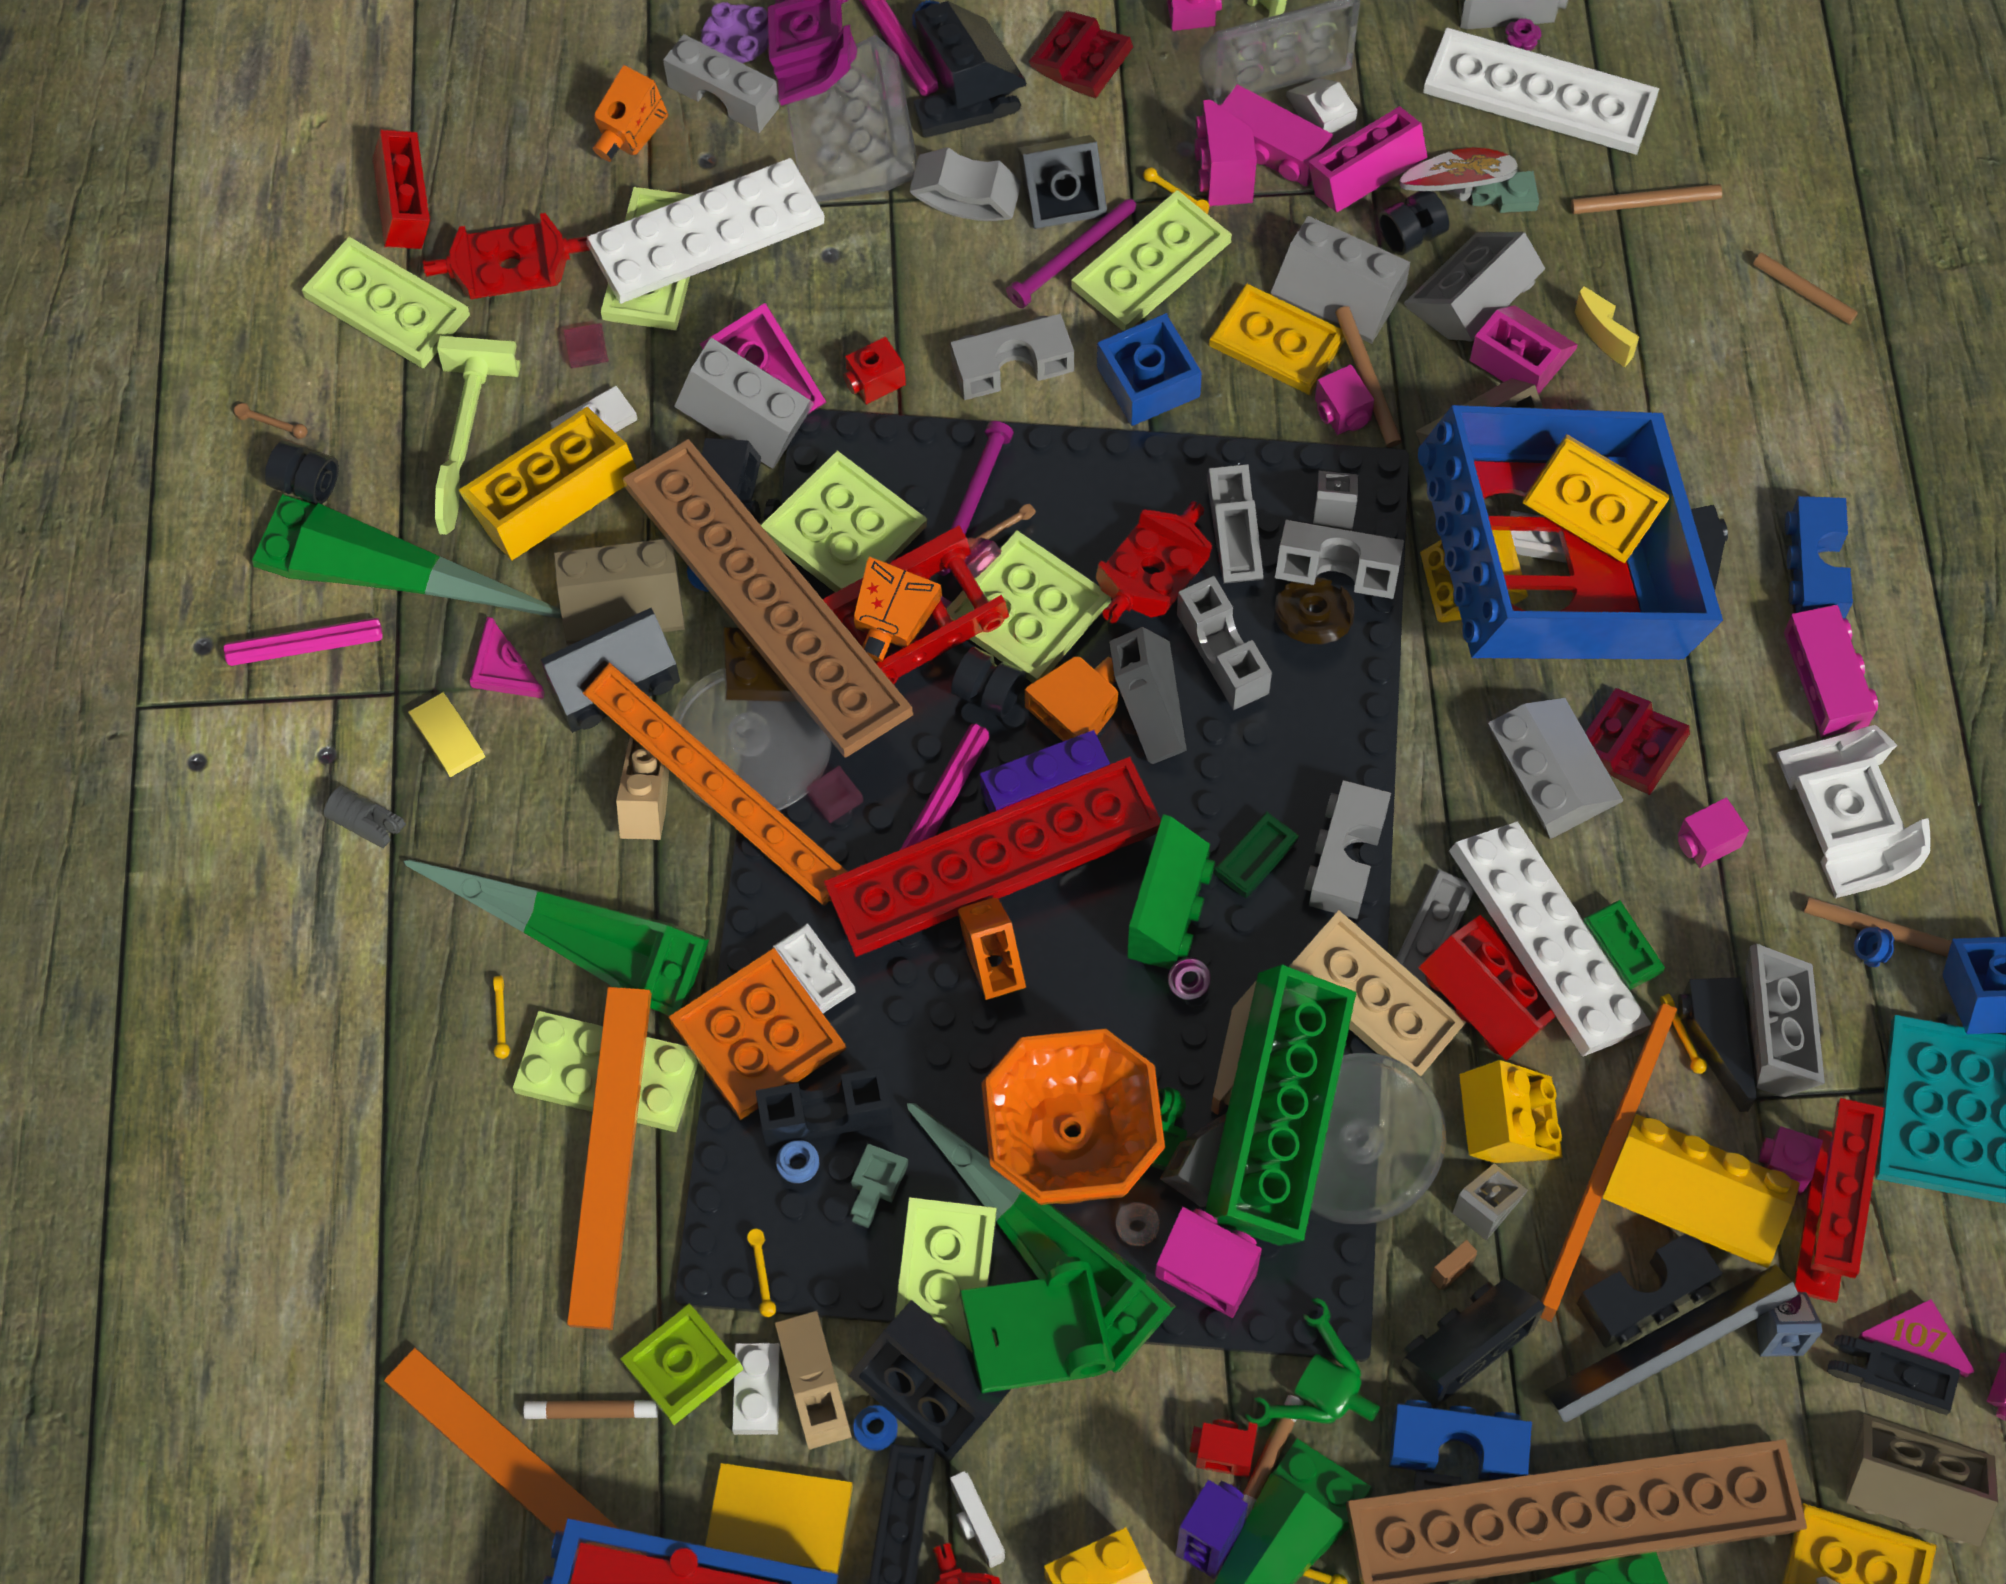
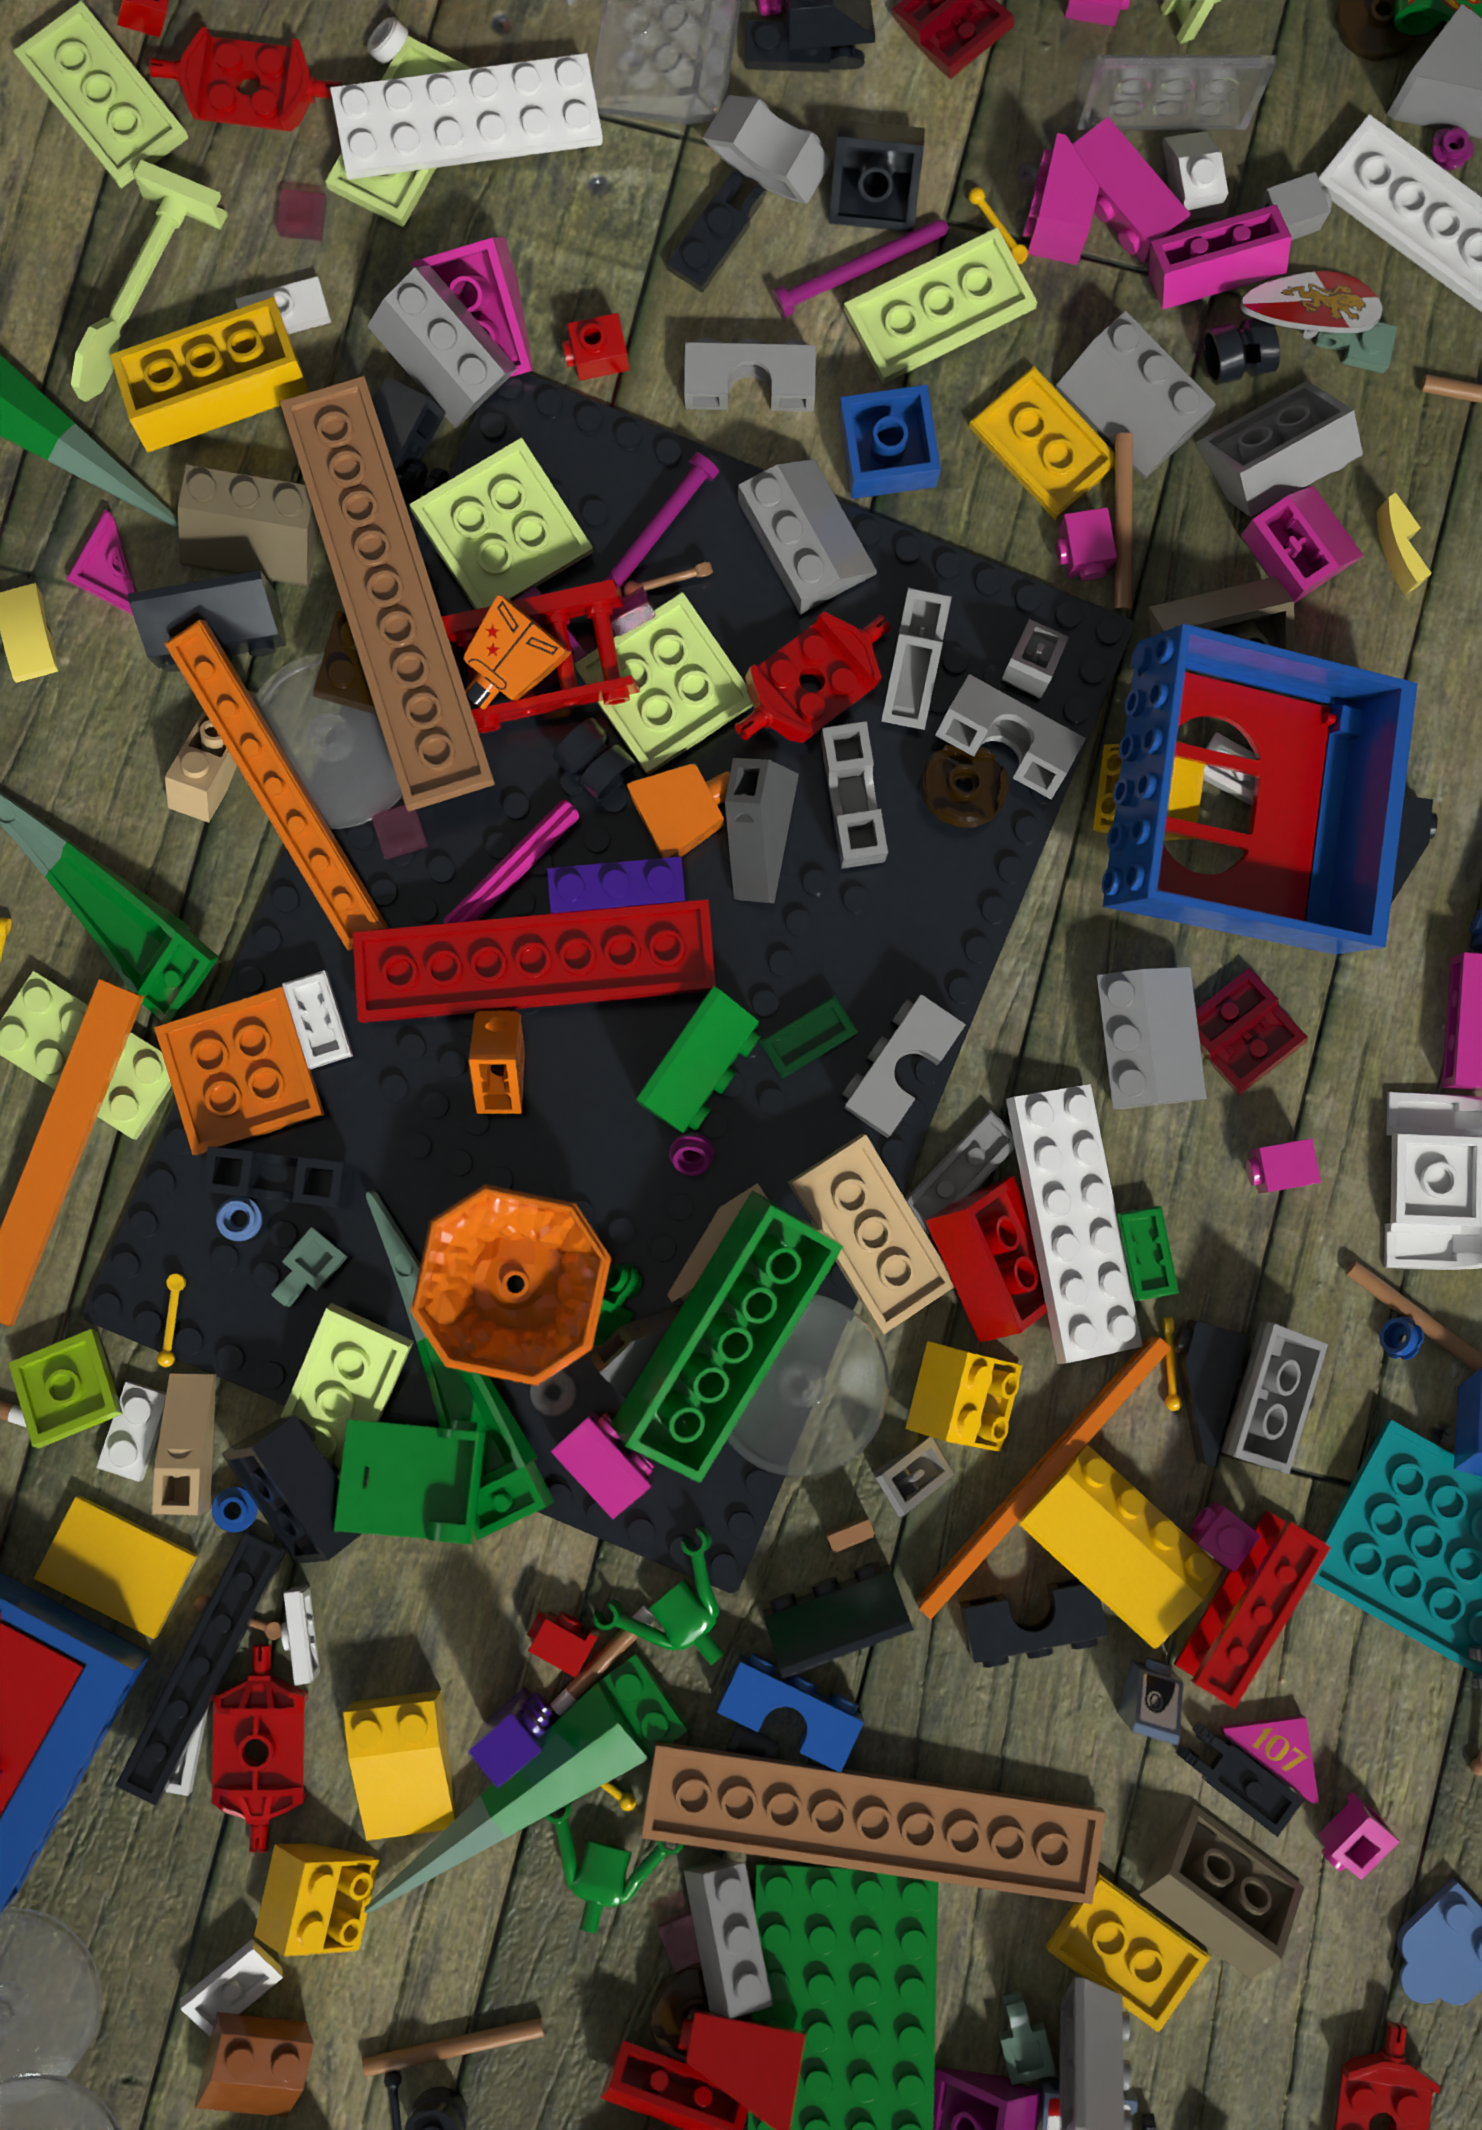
camera: 15 degrees right, 20 degrees up
(618, 195) = (387, 40): none -> white tile
(942, 263) = (715, 234): none -> black hinge
(947, 1531) = (271, 1629): none -> medium nougat hinge
(1102, 459) = (804, 532): none -> light grey slope
(1421, 102) = (1301, 203): none -> light grey brick
(1595, 498) = (1306, 760): yellow tile -> none
(1671, 1343) = (1030, 1688): black tile -> none

